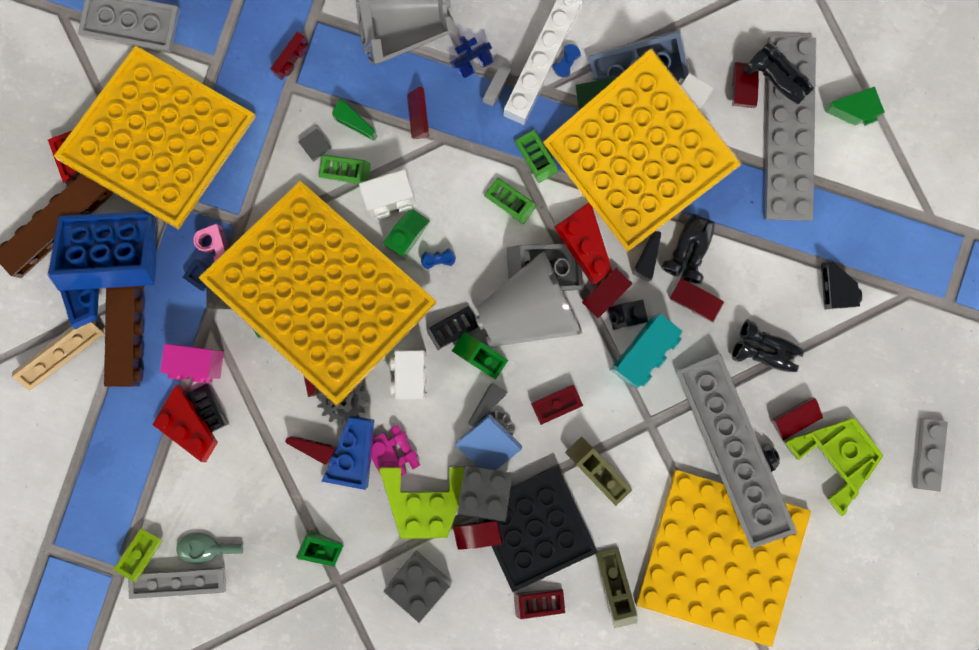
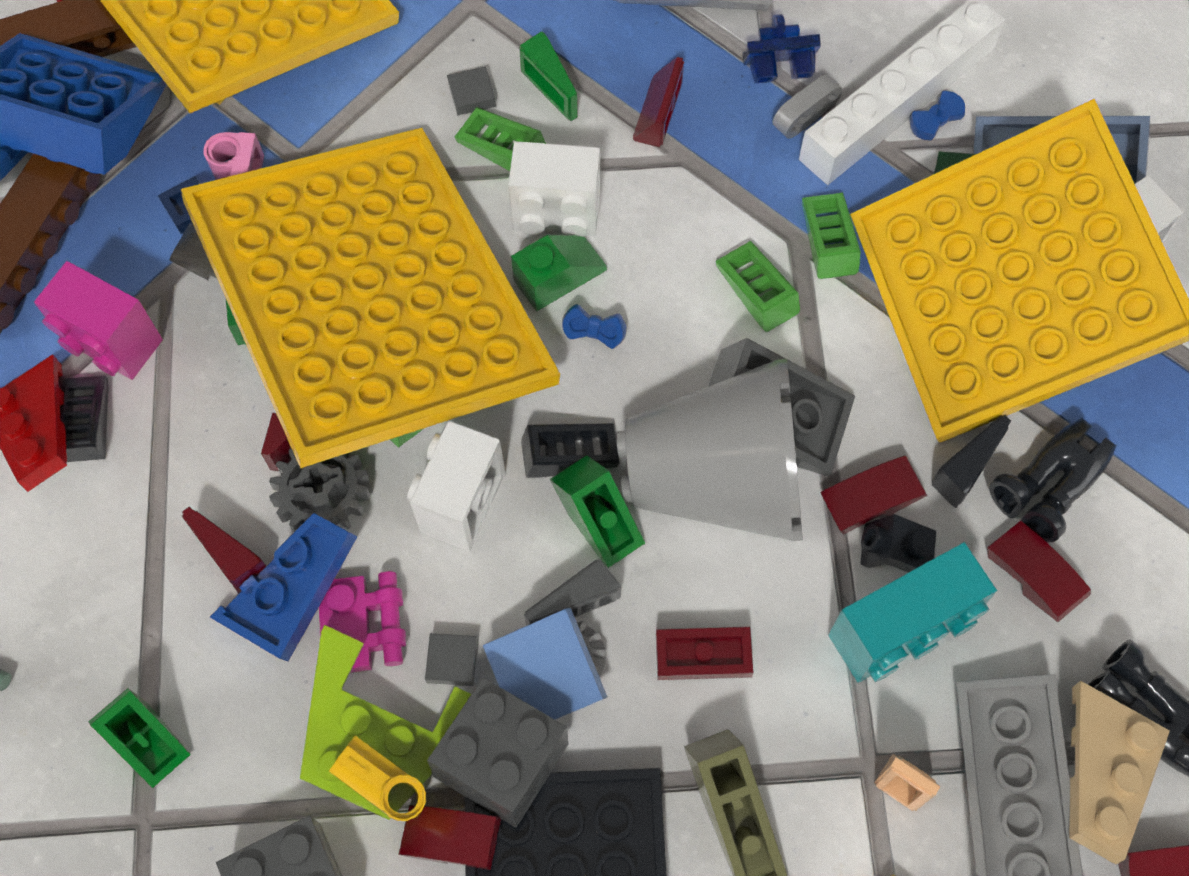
camera: 25 degrees right, 20 degrees down
(436, 528) = (374, 776): none -> yellow piece
(442, 454) = (451, 659): none -> dark grey tile
(584, 241) = (865, 395): red wing -> none
(670, 426) = (906, 783): none -> light nougat slope
(758, 389) = (1113, 771): none -> tan wing

